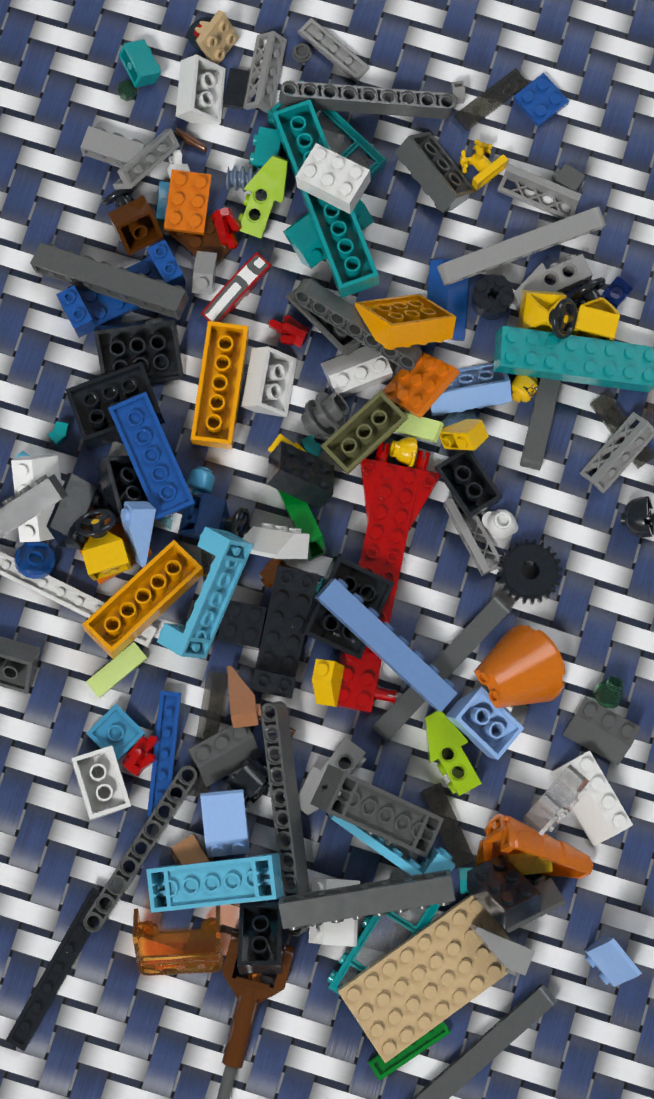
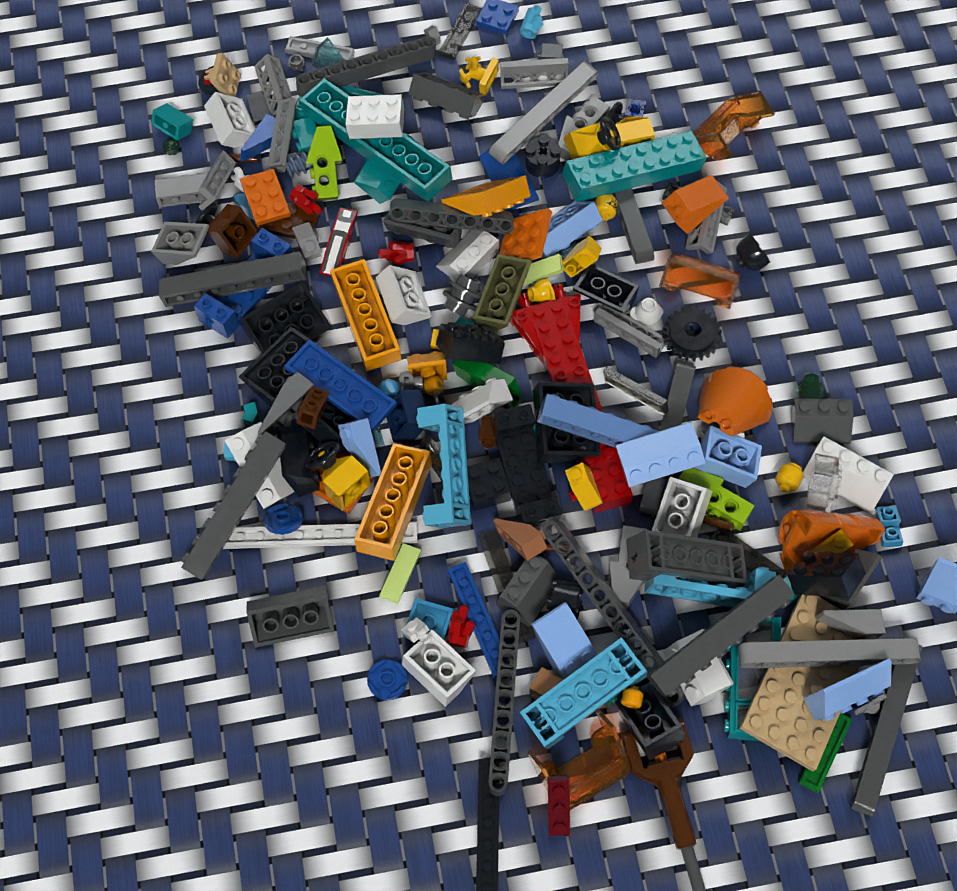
camera: 25 degrees left, 15 degrees down
(51, 766) = (387, 679): none -> blue tile
(78, 212) = (179, 242): none -> light grey slope
(97, 738) = (416, 630): none -> white plate
(99, 444) = (286, 404): none -> dark grey wedge
(110, 469) = (312, 407): none -> reddish brown brick
(136, 970) = (558, 805): none -> dark red plate
(223, 129) = (260, 139): none -> slope
(225, 485) = (411, 383): none -> light grey piece
(239, 138) = (282, 134): none -> light grey fence
(247, 495) = (433, 384): none -> light orange piece
(248, 472) = (428, 365): none -> light orange slope
(254, 911) = (632, 697): none -> light orange piece
(335, 66) = (326, 55): none -> clear light blue slope
(406, 755) = (682, 508): none -> white brick
(413, 693) = (660, 454): none -> light blue slope
(436, 606) = (636, 391): none -> clear smoke tile
(437, 778) = (717, 522): none -> reddish brown piece
(456, 1011) = (850, 691): none -> light blue slope
(459, 967) = (828, 653): none -> light grey beam
(475, 1029) = (872, 706): none -> light grey piece
(534, 771) = (789, 477): none -> yellow head
(570, 129) = (532, 22): none -> medium azure rock
(575, 515) = (701, 278): none -> clear orange windscreen
(603, 866) = (890, 519): none -> dark azure slope
(612, 433) = (695, 202): none -> orange slope

